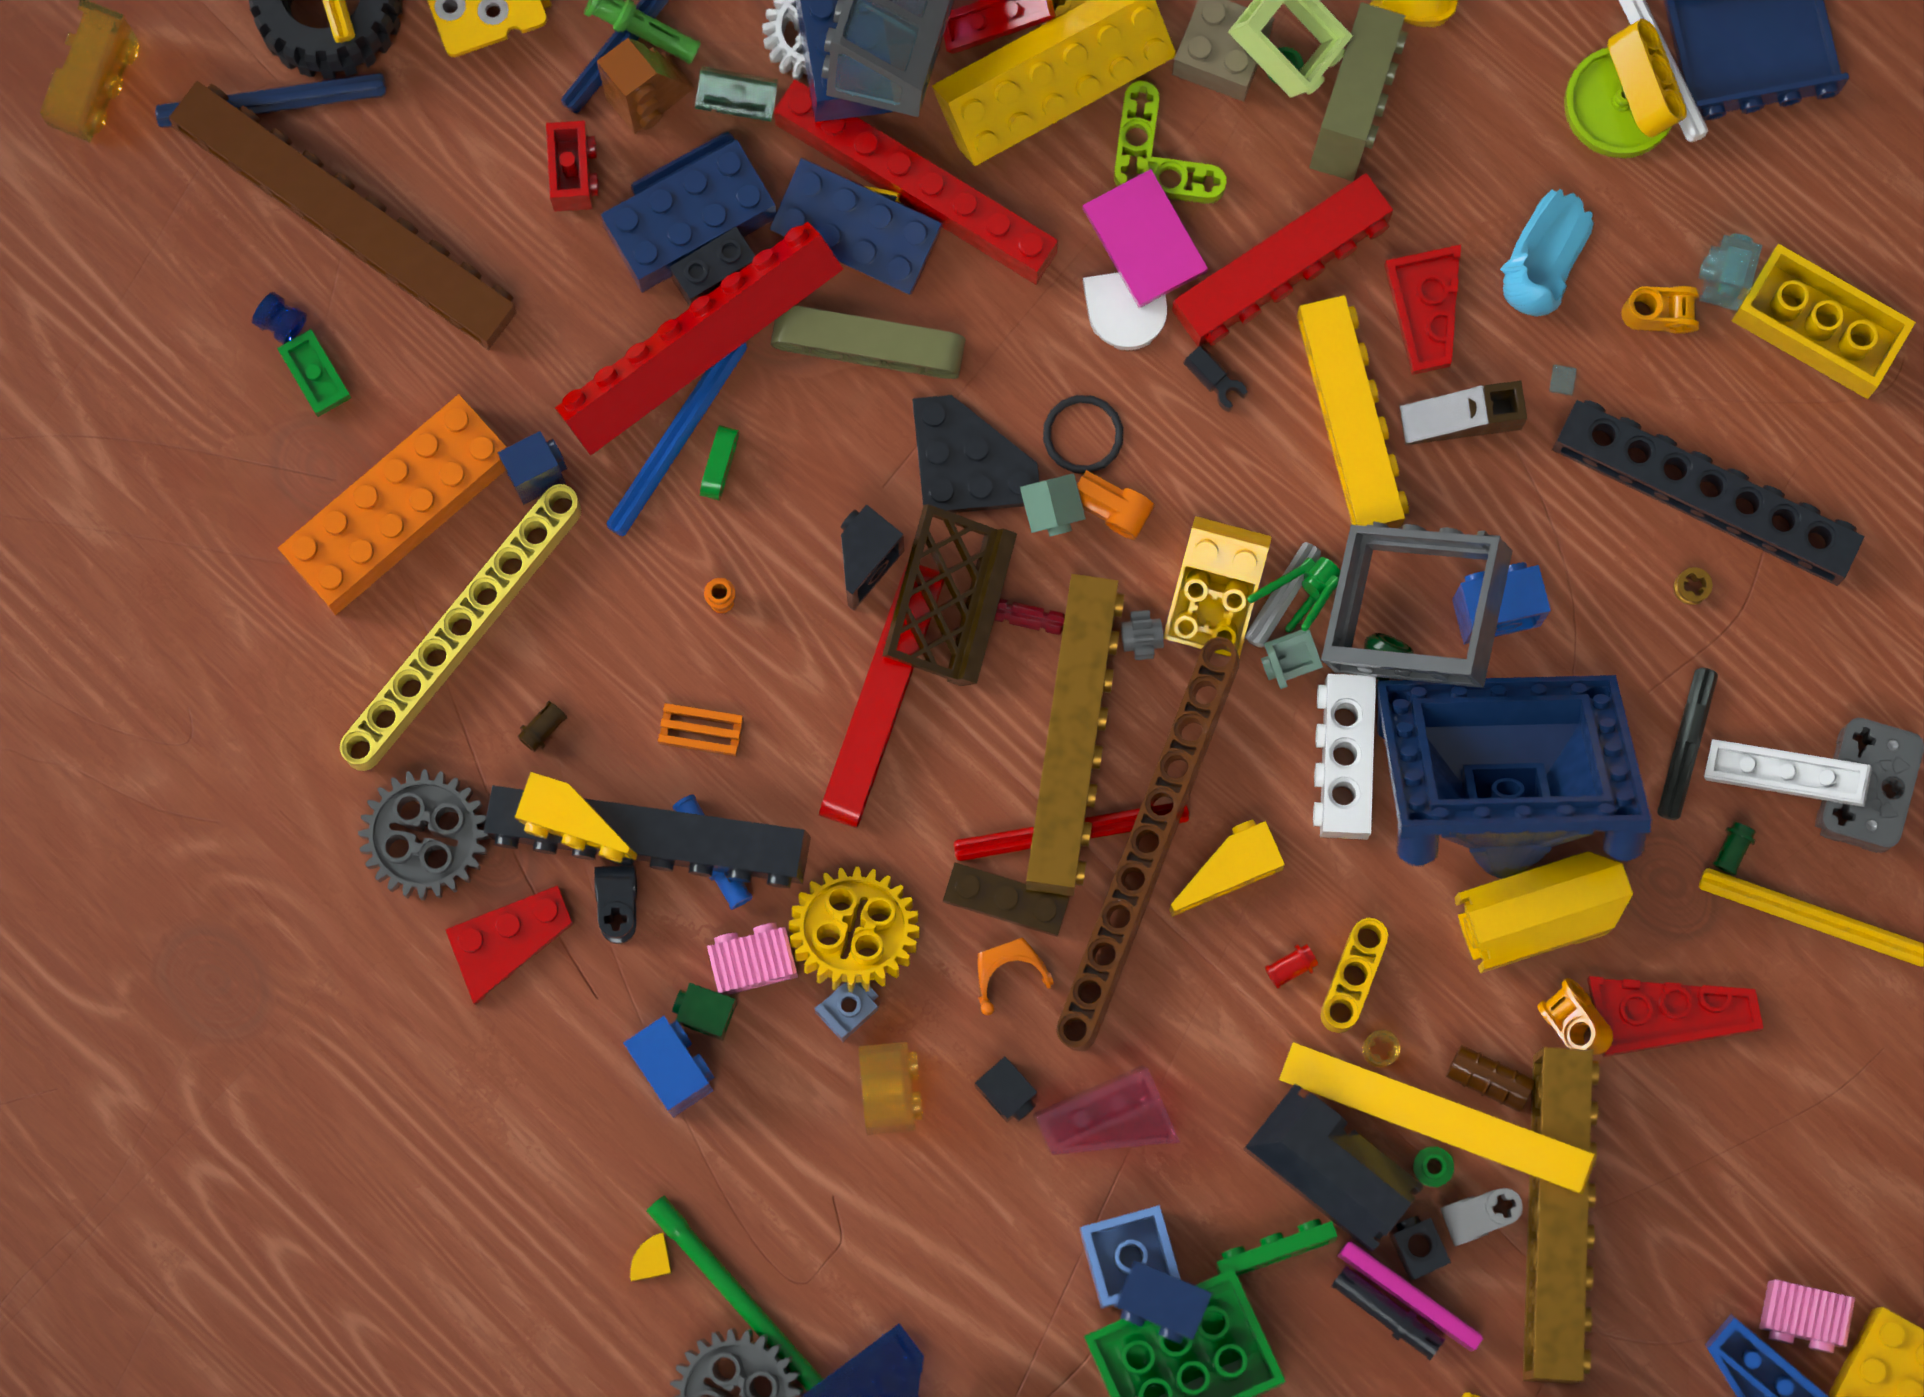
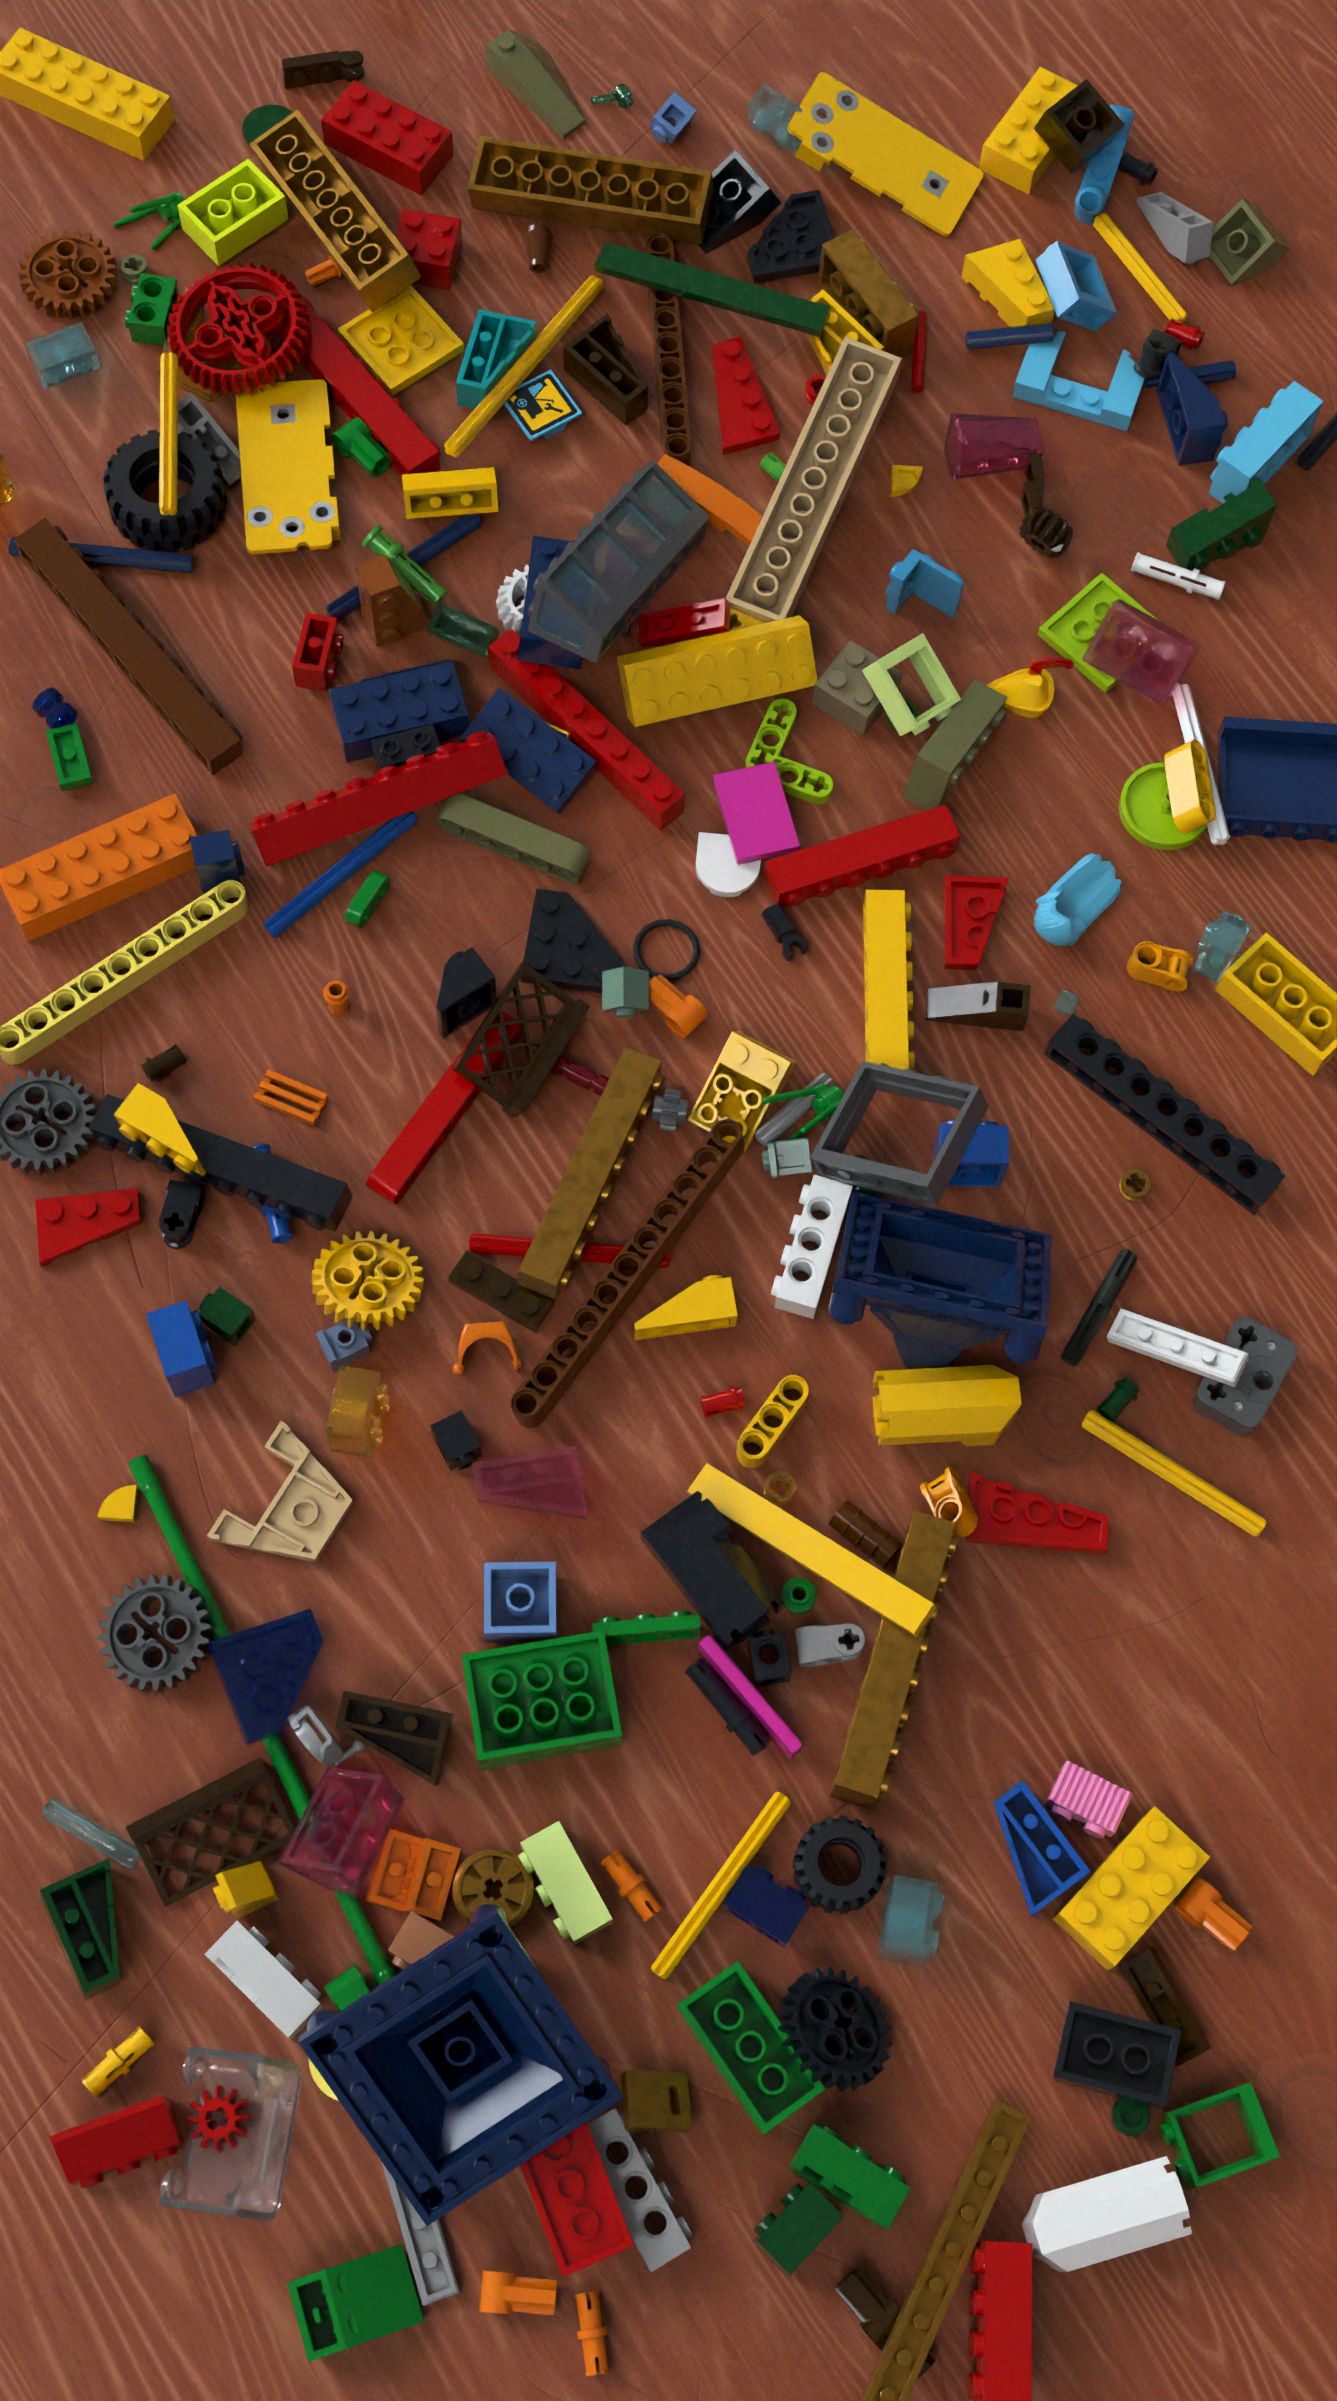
camera: 10 degrees right, 10 degrees down
(752, 959) = (277, 1285): bright pink brick -> none
(857, 1215) = (300, 1515): none -> tan wing
(1162, 1301) = (534, 1638): dark blue brick -> none

